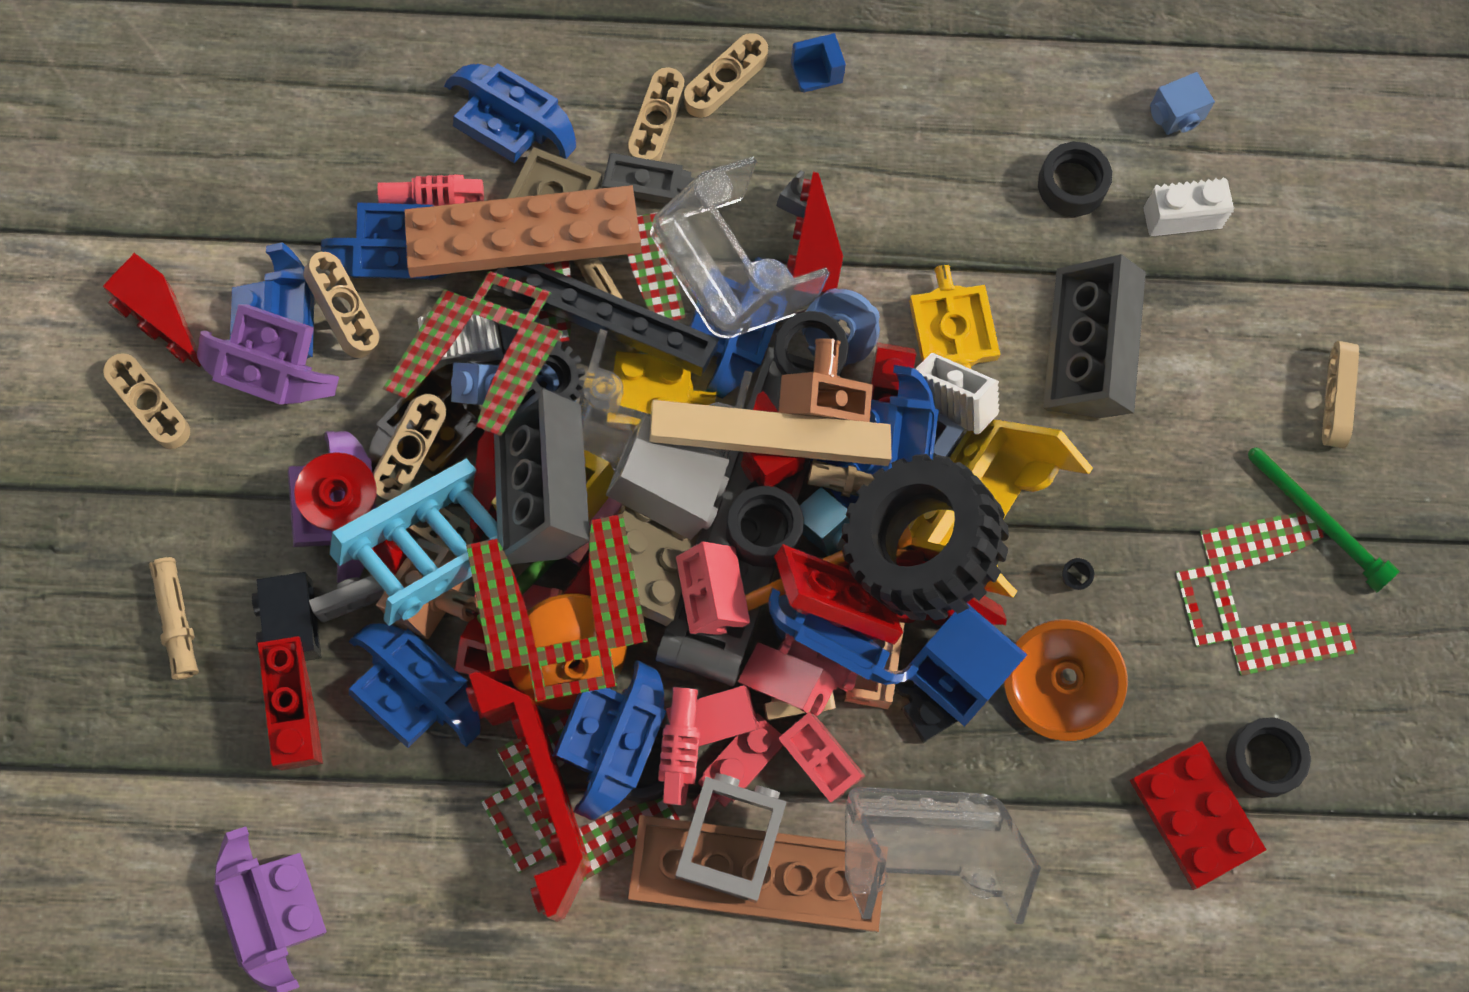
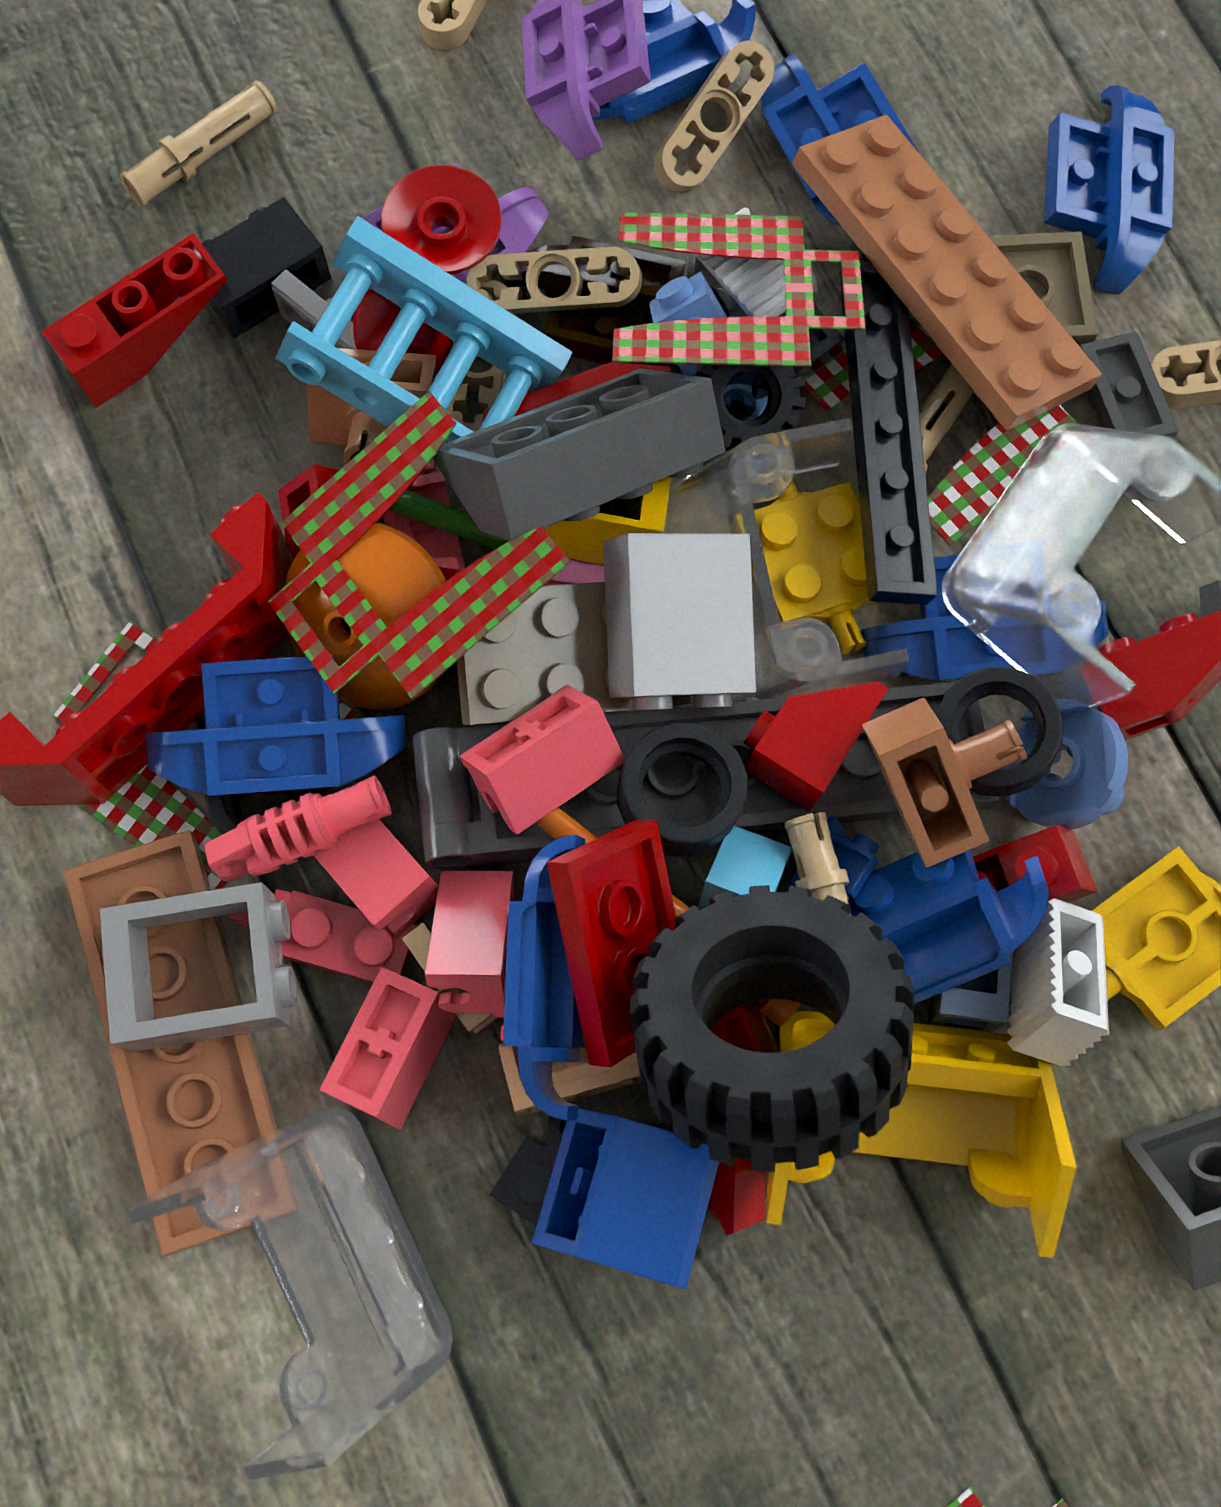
camera: 70 degrees right, 0 degrees up
(411, 686) = (233, 448): blue plate -> none
(432, 191) = (940, 144): coral hinge -> none
(770, 433) = (823, 726): tan tile -> none
(1064, 707) = (648, 1371): orange dish -> none
(1084, 568) = (859, 1314): black hinge -> none

